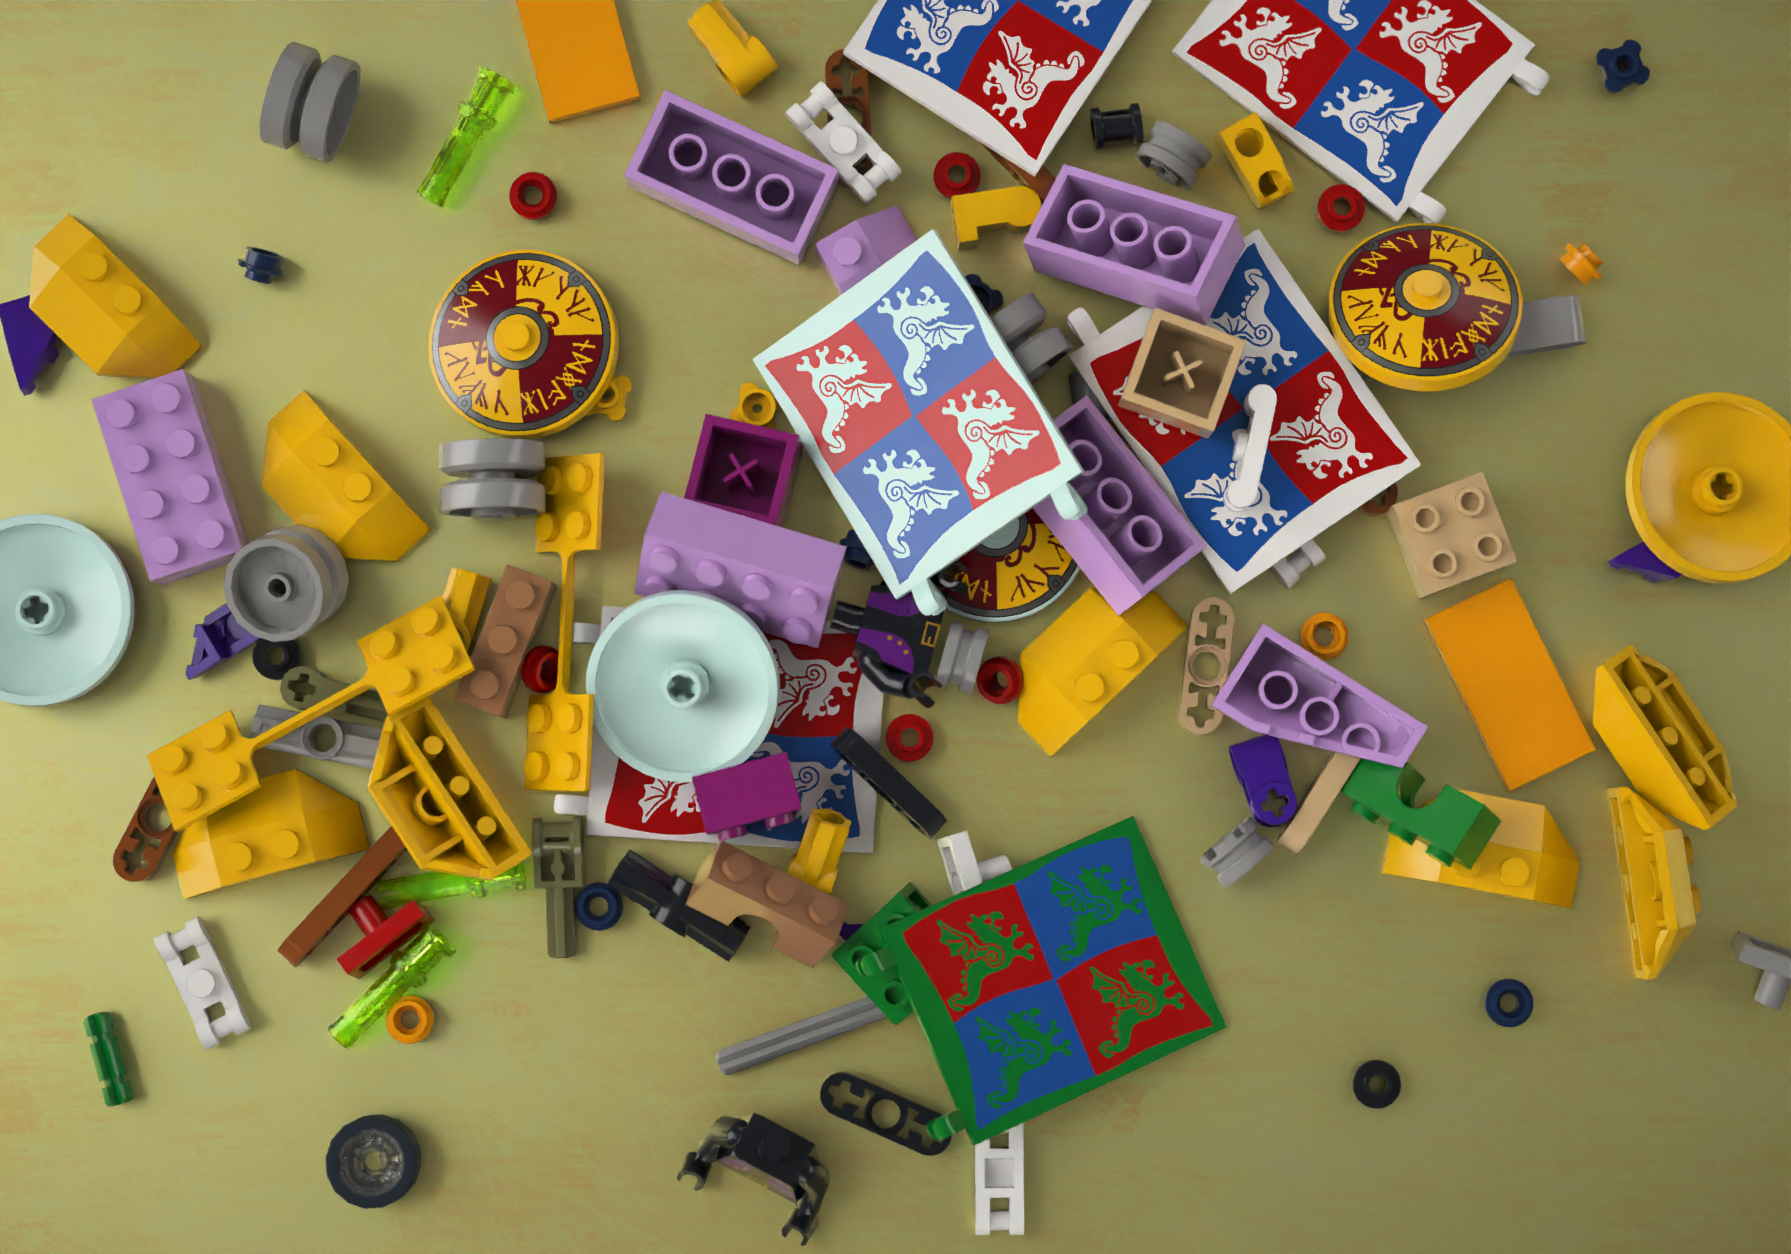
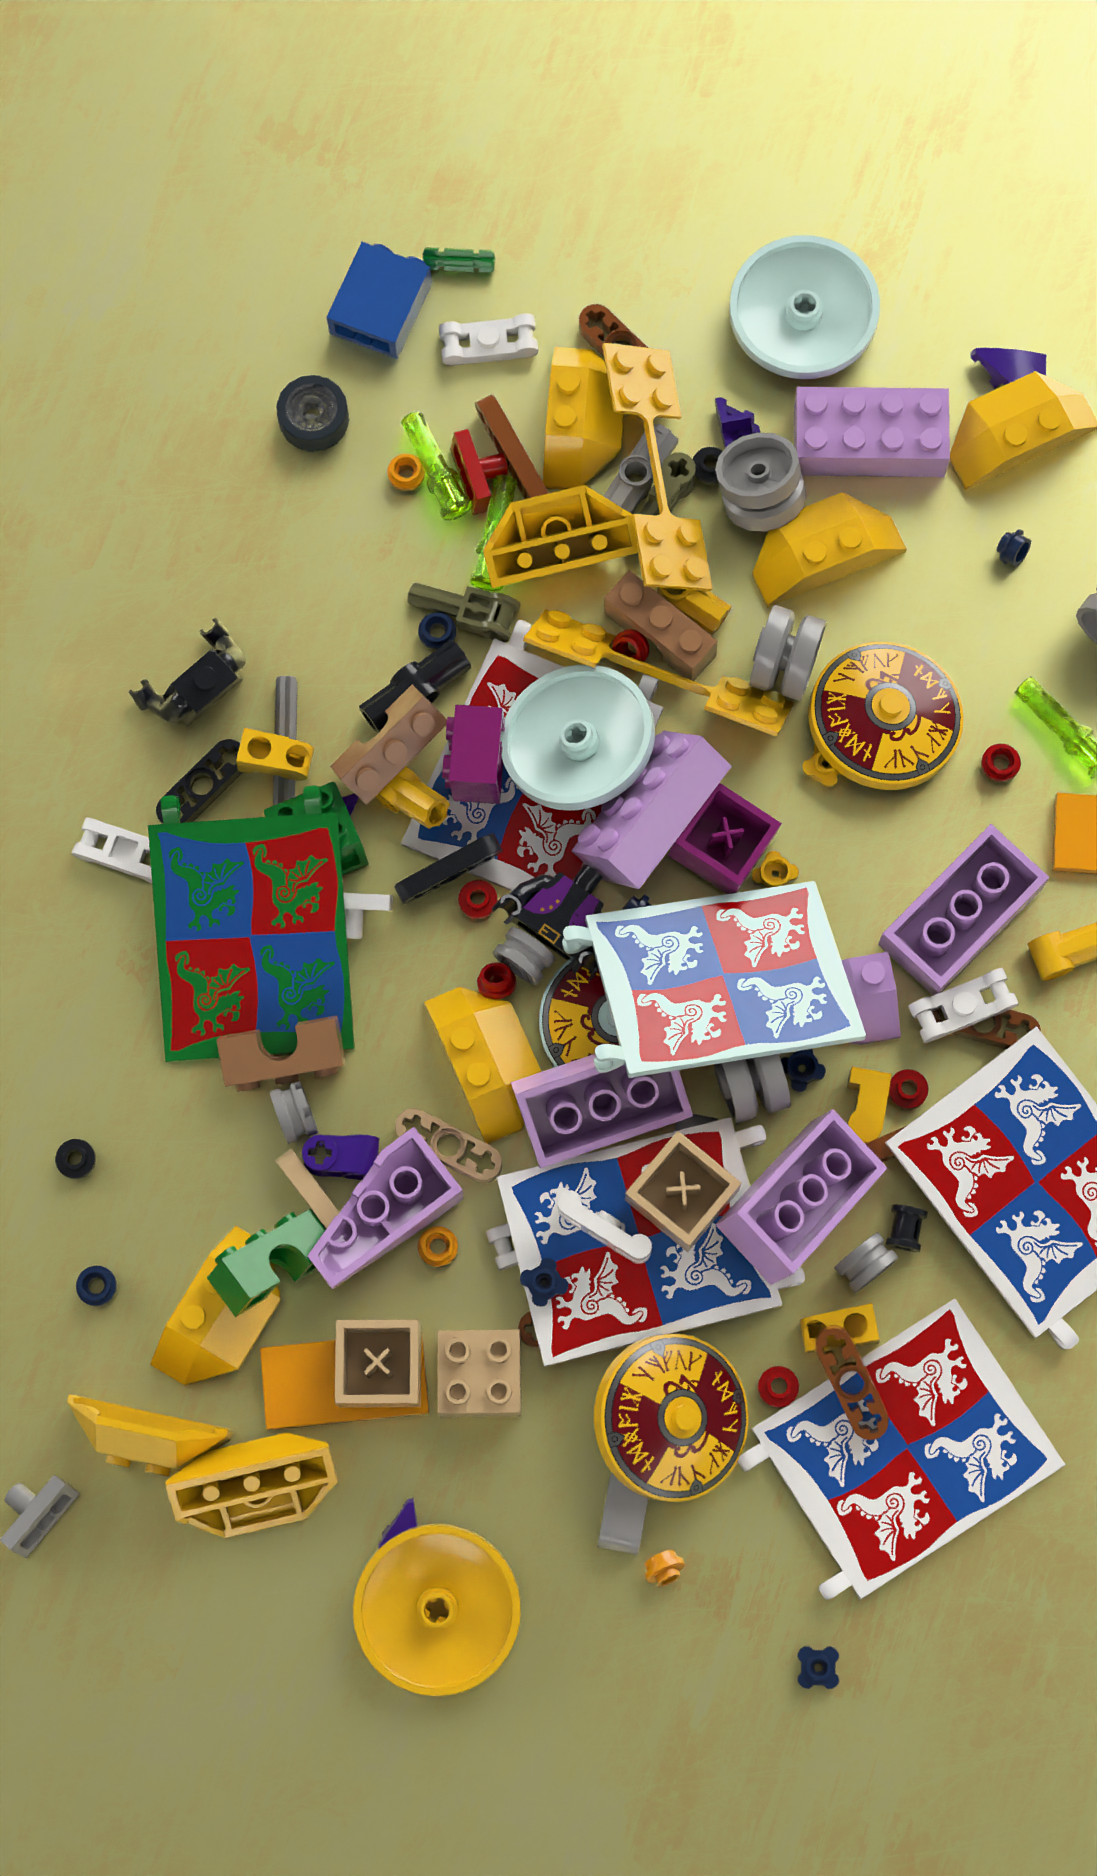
camera: 115 degrees right, 10 degrees down
(195, 1135) = (379, 299): none -> blue brick
(828, 1034) = (274, 755): none -> yellow leg
(1198, 924) = (247, 1061): none -> medium nougat arch
(1332, 122) = (853, 1414): none -> dark orange beam
(1333, 508) = (540, 1293): none -> dark blue plate
(1488, 646) = (378, 1363): none -> tan brick

